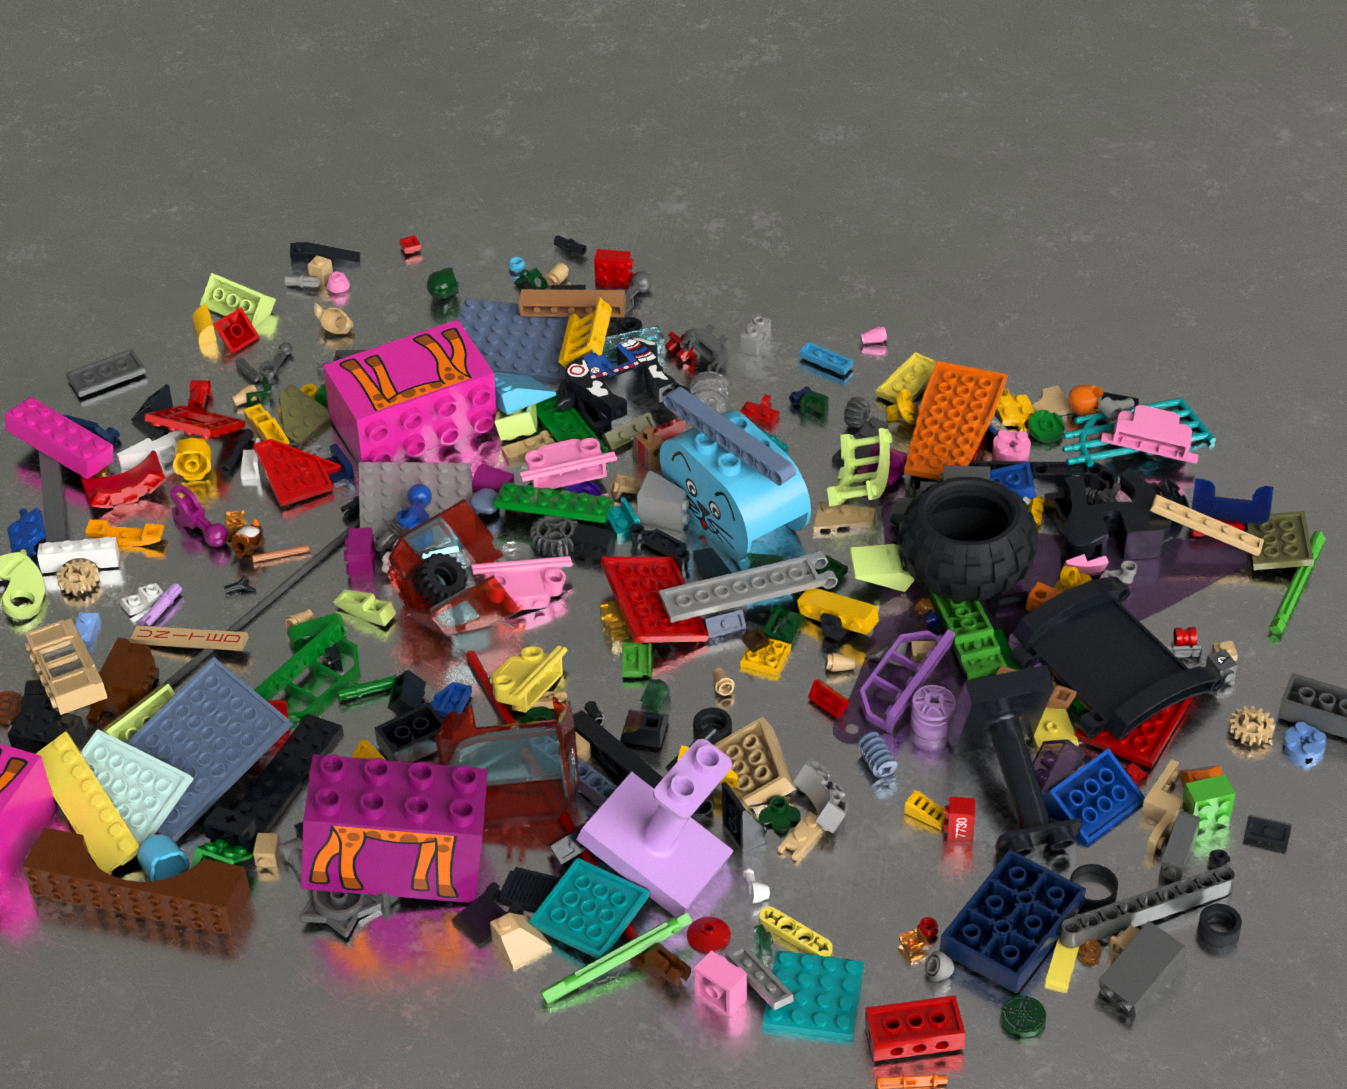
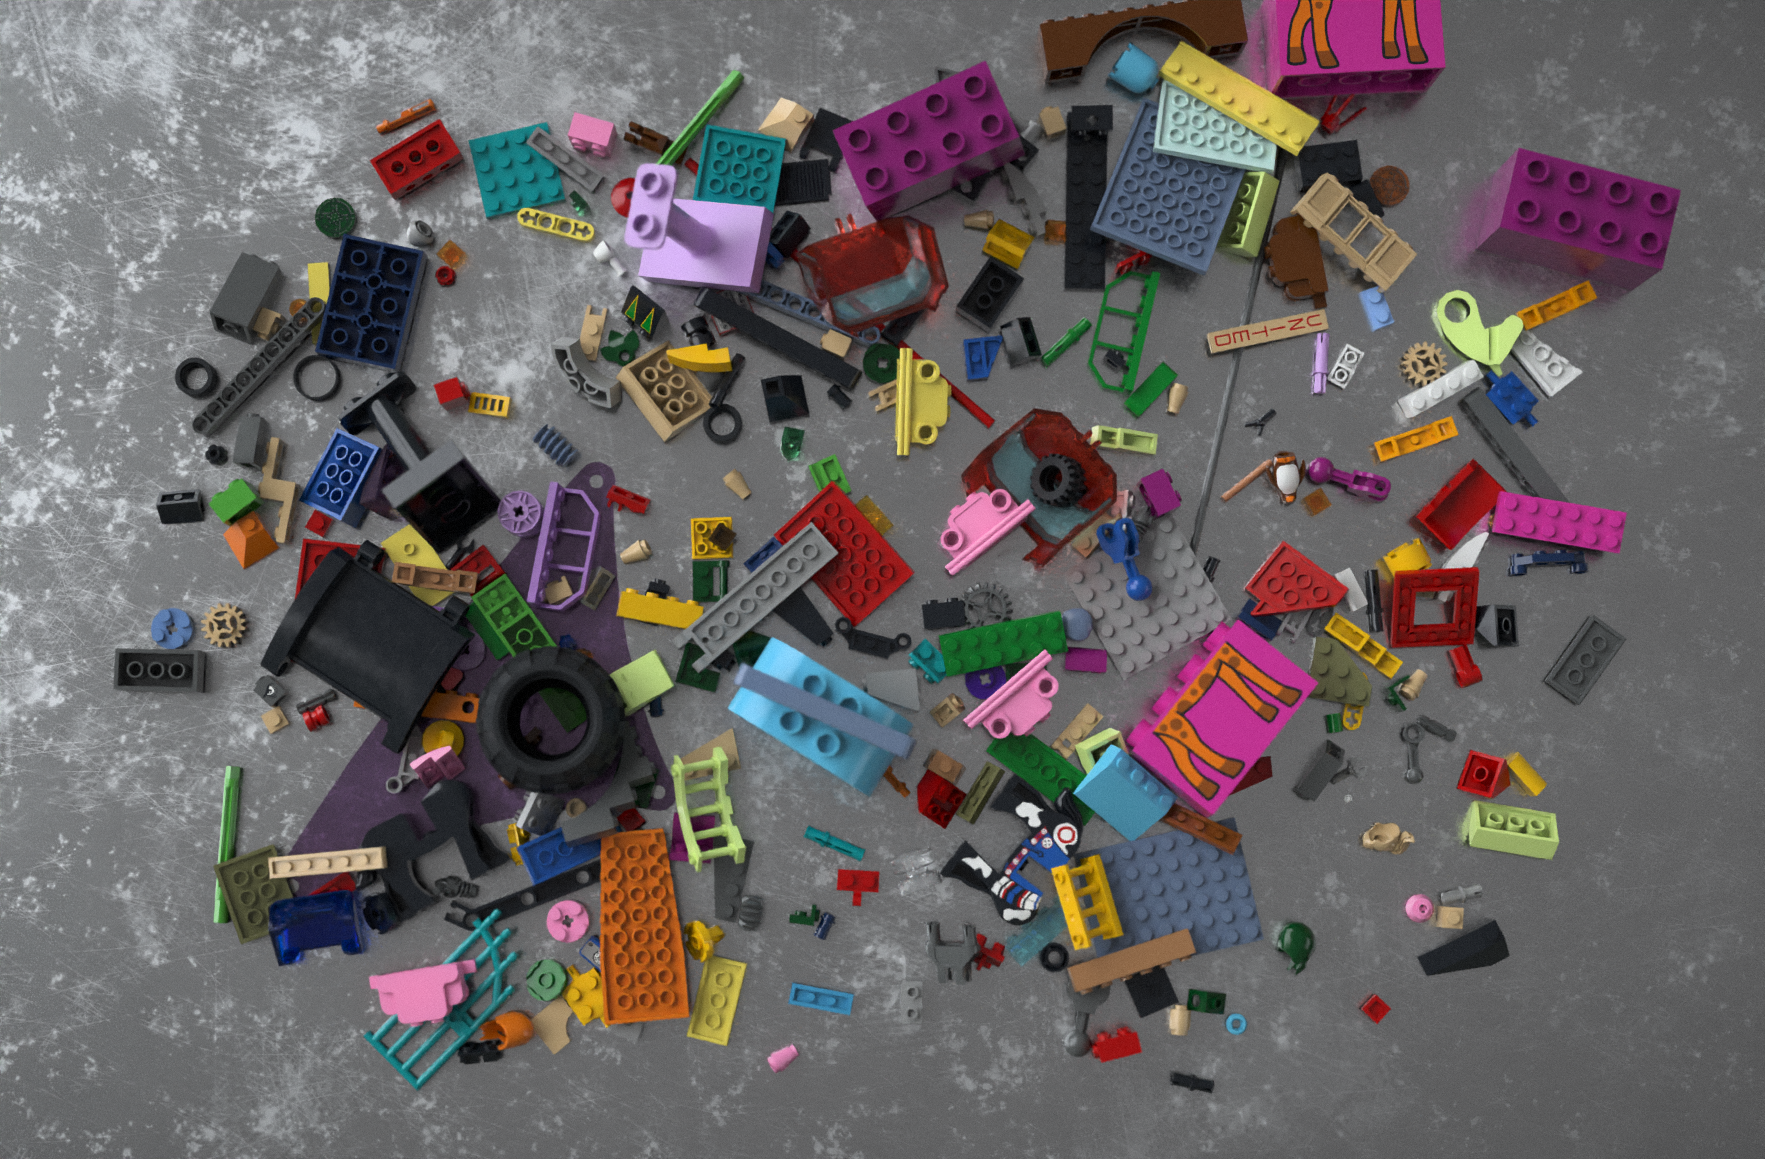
camera: 150 degrees right, 40 degrees up
(220, 851) = (1079, 86): green bracket -> none
(1112, 408) = (477, 1016): light grey pin -> none

